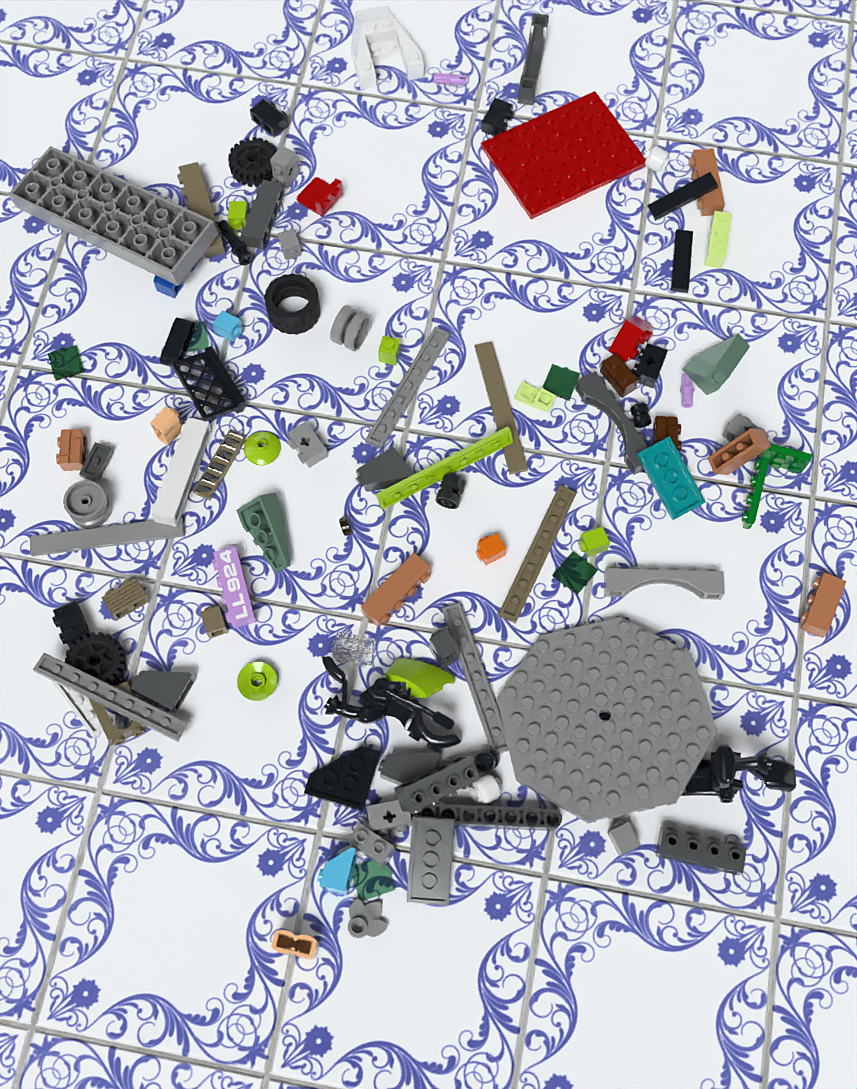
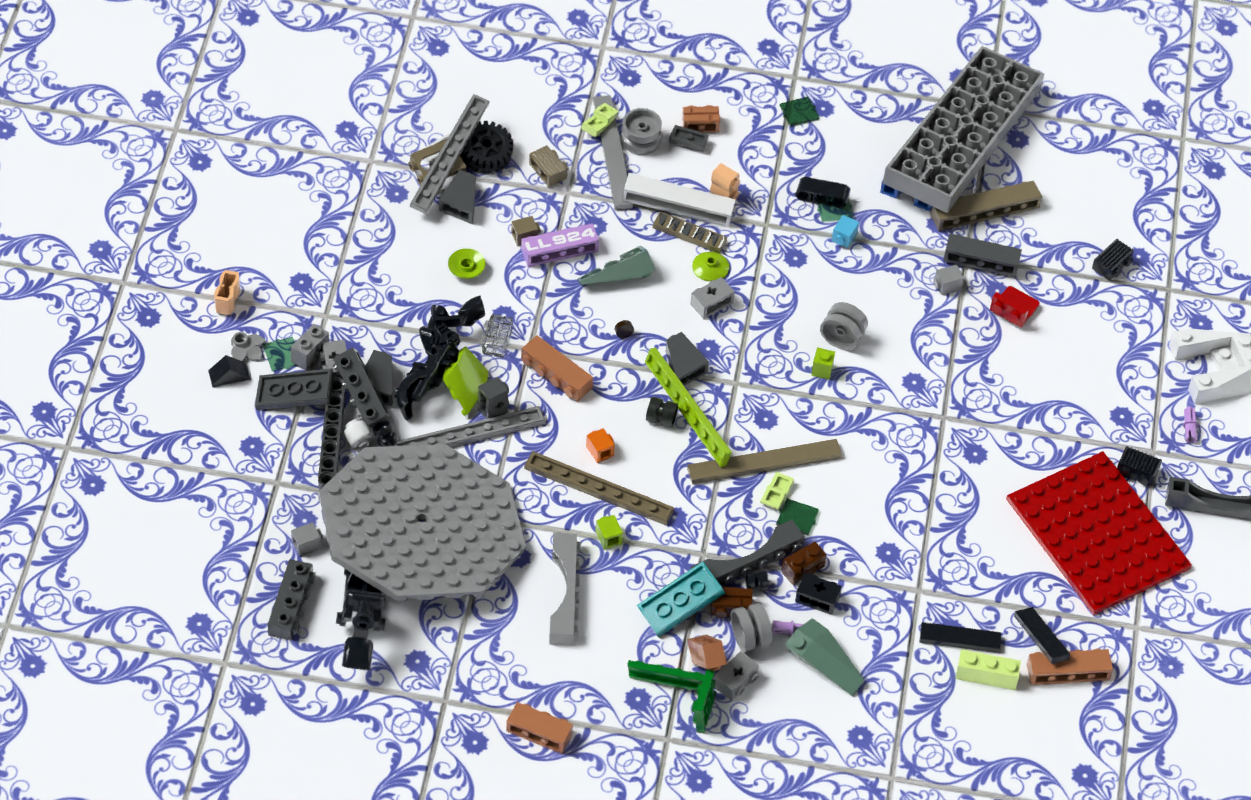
camera: 85 degrees right, 15 degrees down
(66, 546) = (600, 120): none -> yellowish green slope
(71, 622) = (525, 129): black brick -> none
(223, 381) = (779, 230): black fence -> none
(237, 214) = (982, 232): lime brick -> none
(242, 251) = (941, 237): black pin -> none
(251, 161) = (1052, 248): black wheel -> none
(284, 166) = (1041, 269): light grey brick -> none
(292, 286) = (871, 263): black tyre -> none
(338, 873) = (285, 319): medium azure slope -> none
(345, 779) = (372, 330): black plate -> none
(402, 938) = (228, 371): none -> black slope
(407, 388) = (785, 384): light grey tile -> none
(575, 573) = (577, 519): clear green piece -> none
(631, 335) = (852, 572): red brick -> none
(656, 158) = (1097, 618): white head -> none
(700, 417) = (751, 627): none -> light grey wheel

